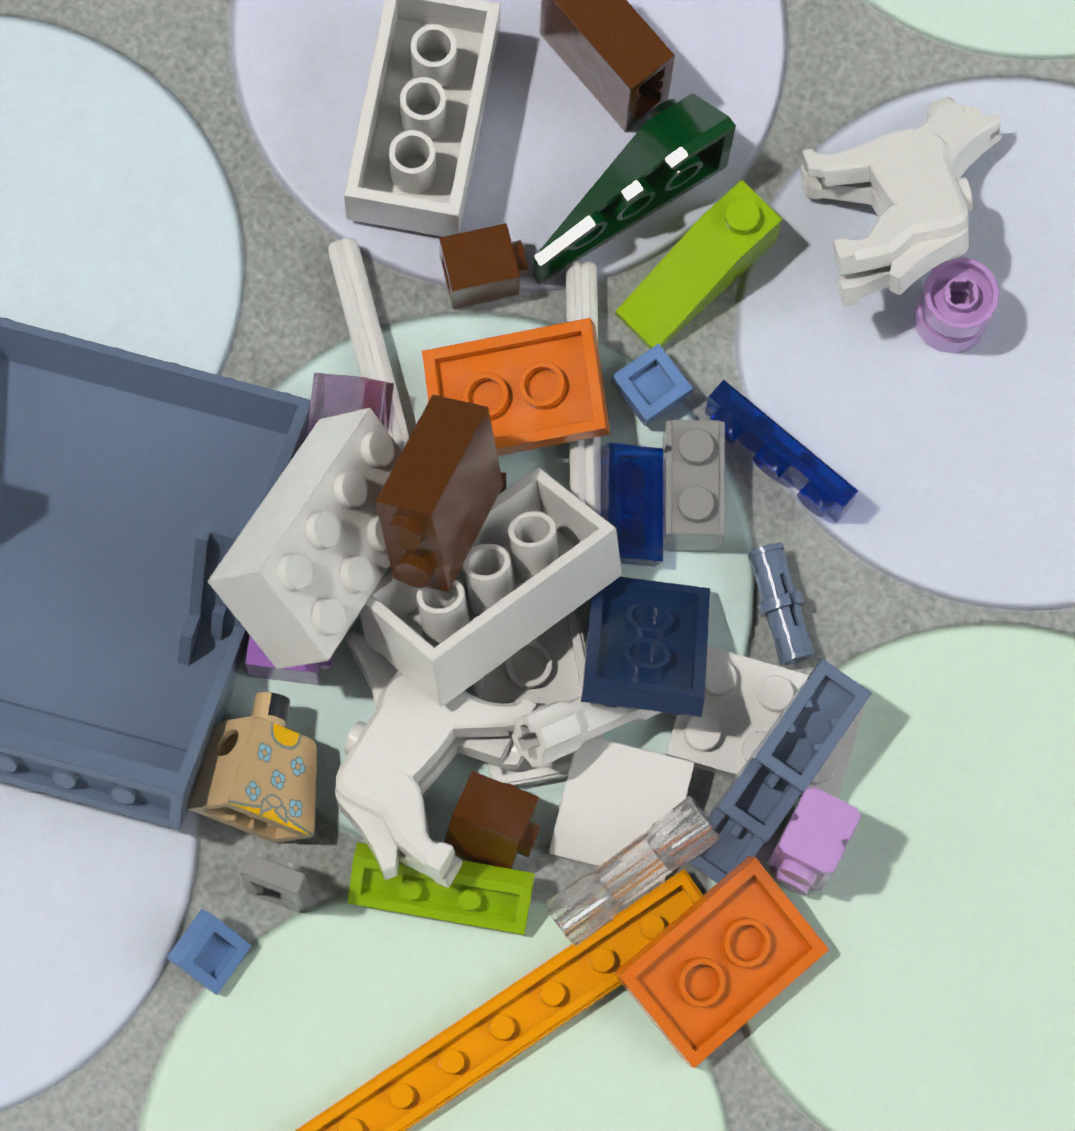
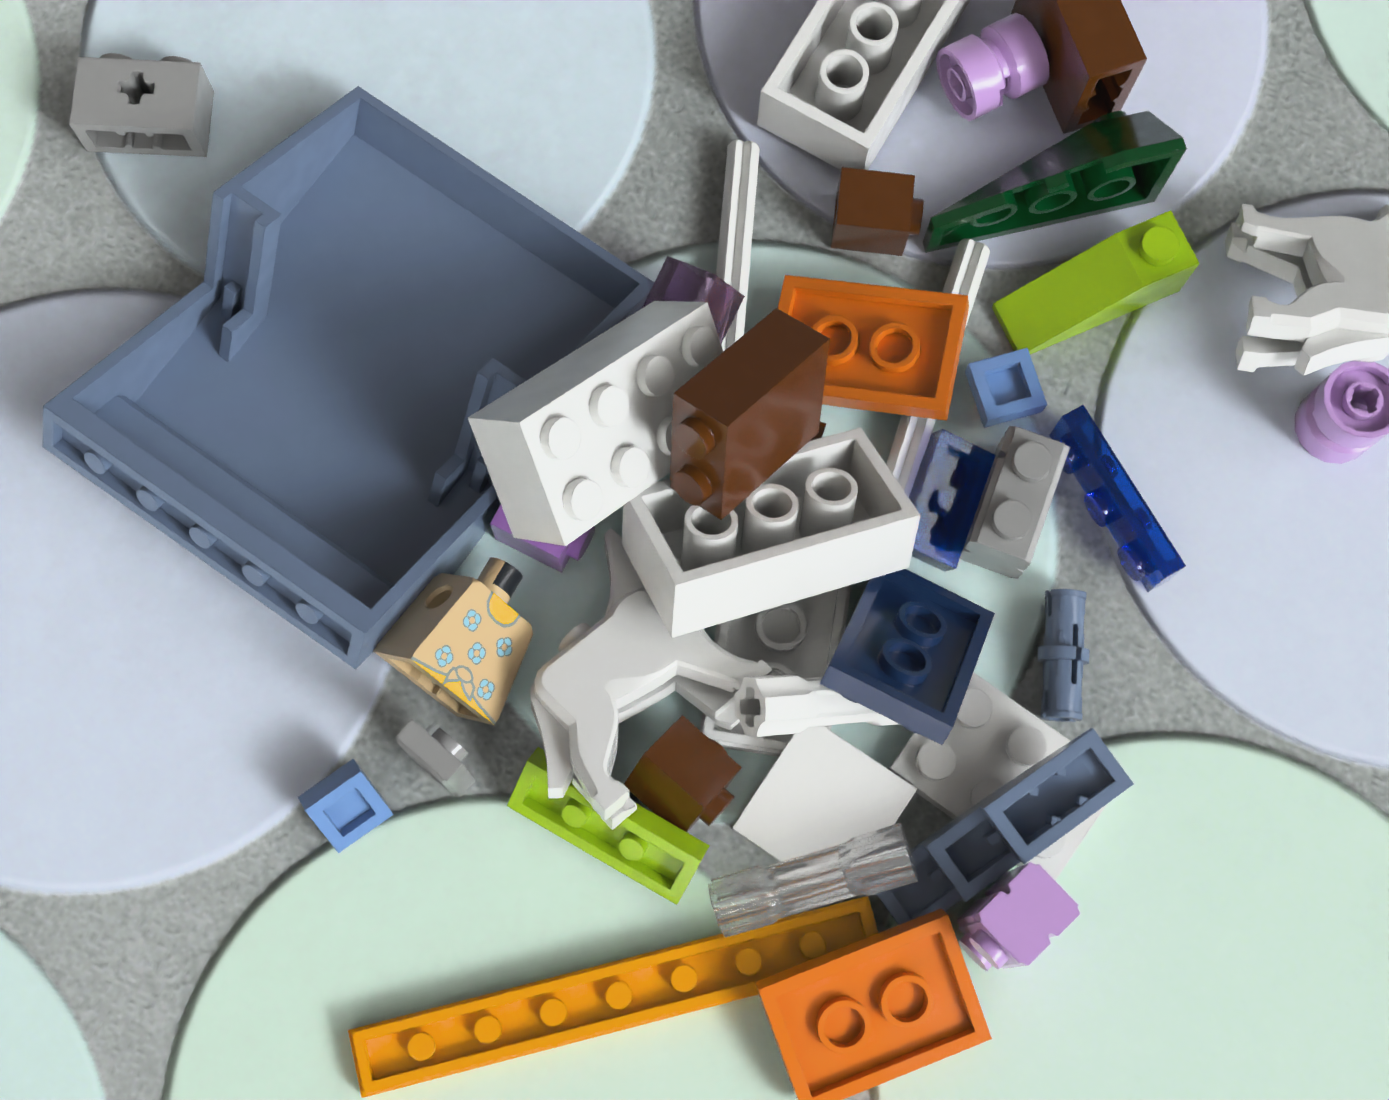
camera: 20 degrees right, 0 degrees up
(547, 88) = (1001, 62): none -> lavender wheel

